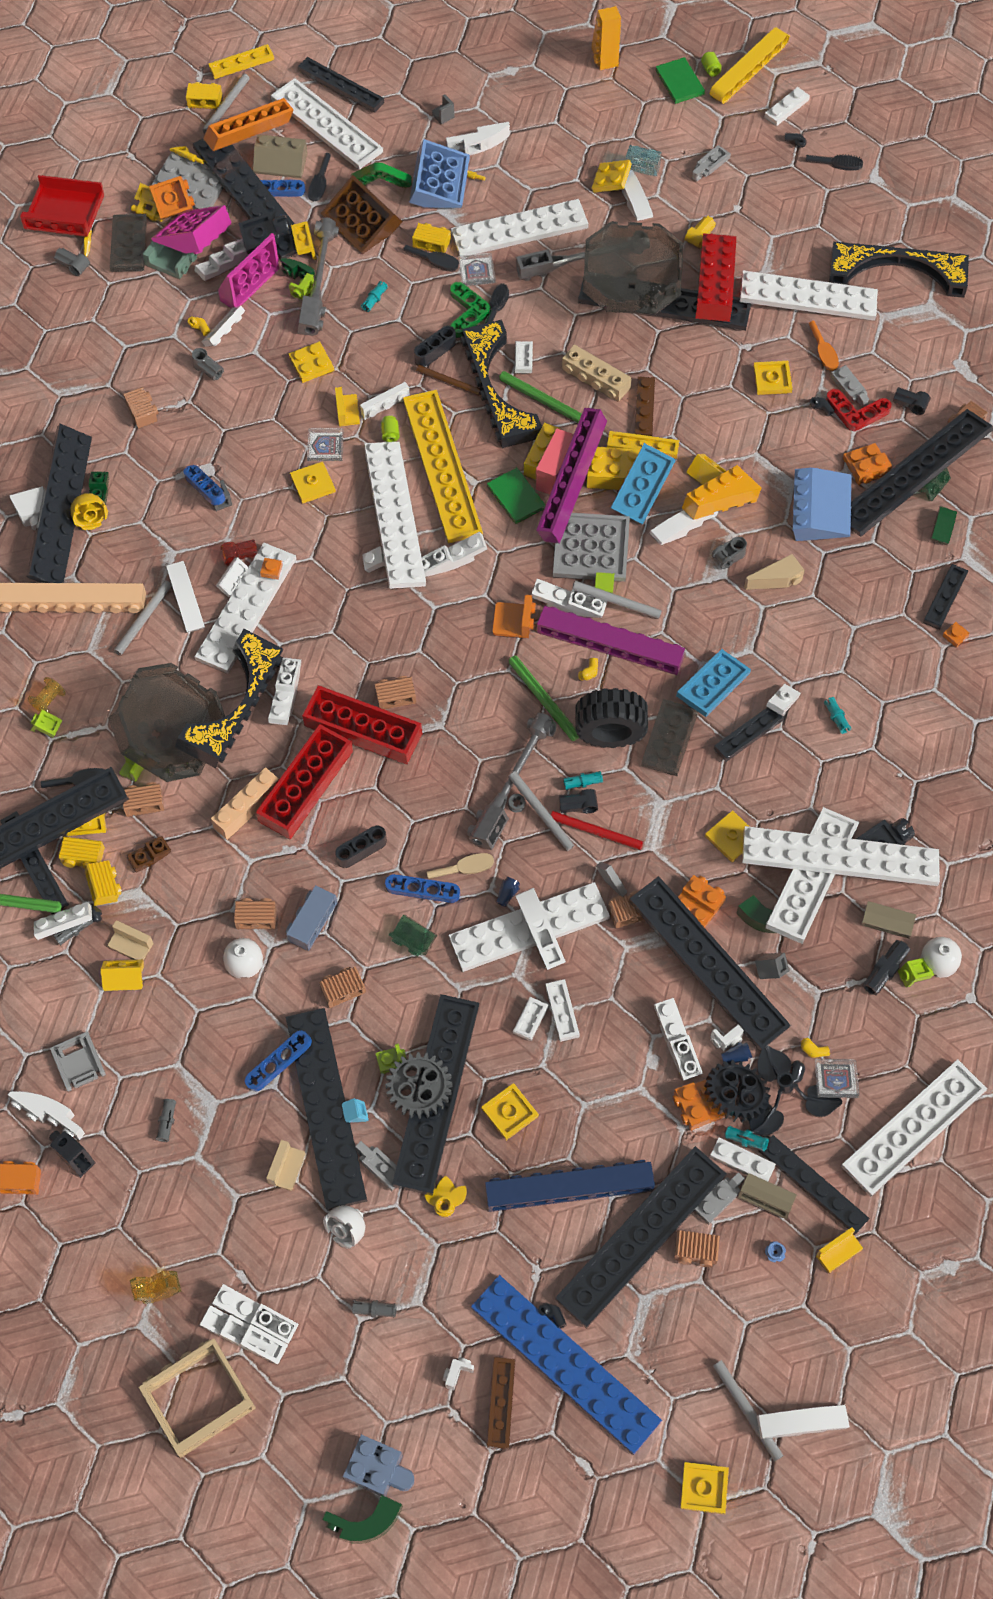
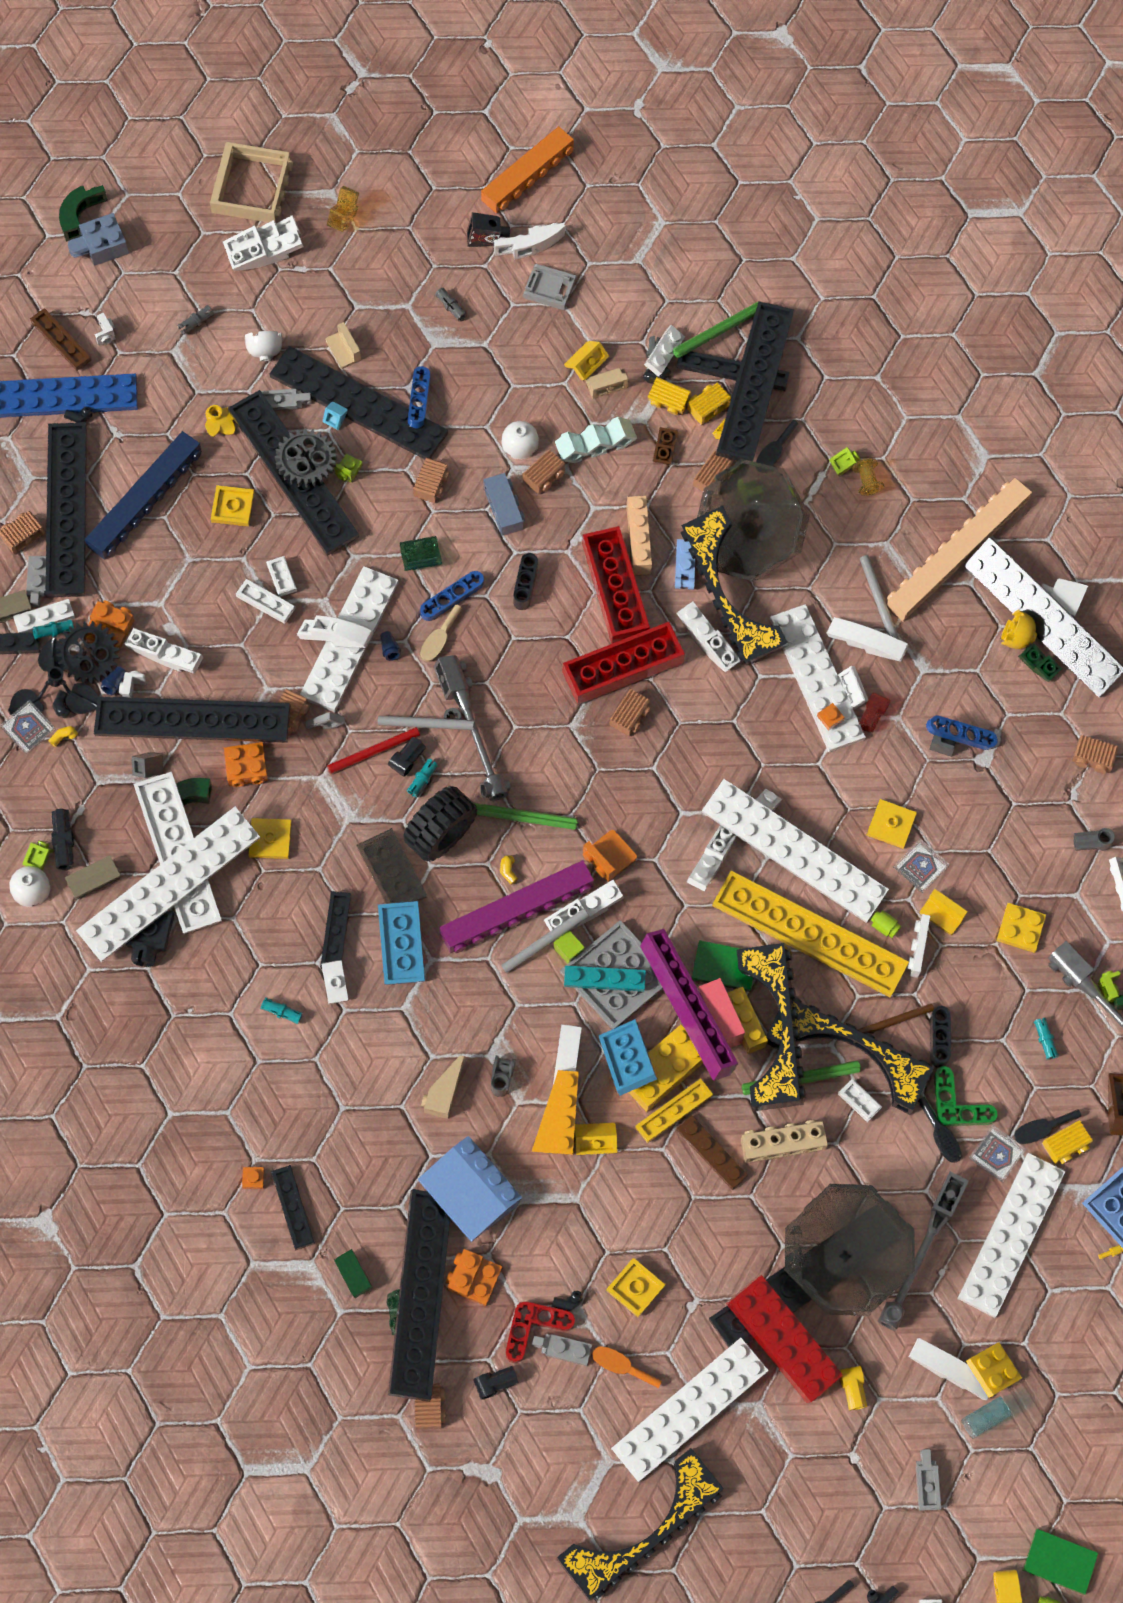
camera: 130 degrees right, 5 degrees up
(192, 900) = (596, 440): none -> light aqua brick
(239, 758) = (684, 566): none -> light blue plate
(564, 392) = (782, 1082): none -> black arch
(603, 546) = (604, 978): none -> teal plate

